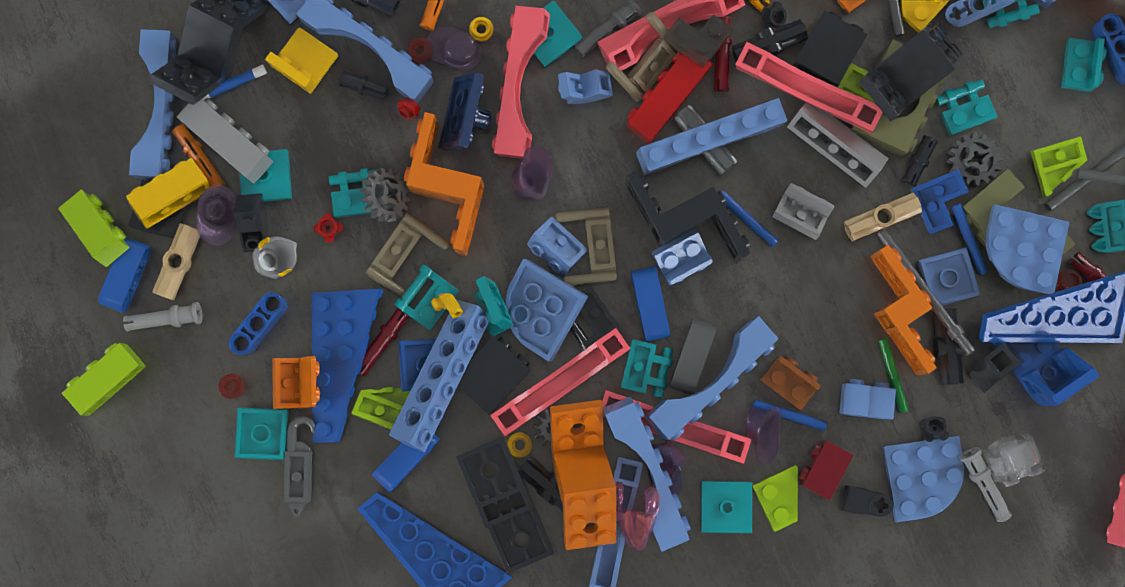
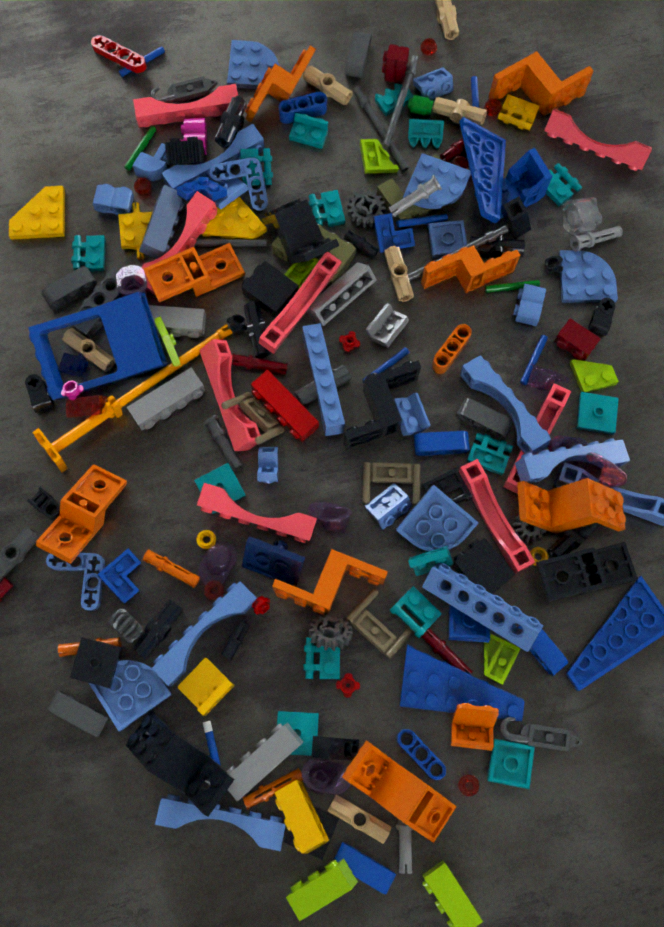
camera: 90 degrees left, 10 degrees down
(208, 301) = (399, 791): none -> orange bracket
(275, 256) = (367, 727): light grey hair -> none
(448, 302) = (424, 591): yellow arm -> none
(701, 44) = (251, 375): clear smoke plate -> none
(766, 165) = (349, 346): none -> red plate
(790, 382) = (510, 355): dark orange bracket -> none
(797, 301) = (454, 341): none -> orange beam
(1001, 227) = (422, 192): none -> light grey pin
(1058, 421) = (558, 190): none -> teal plate

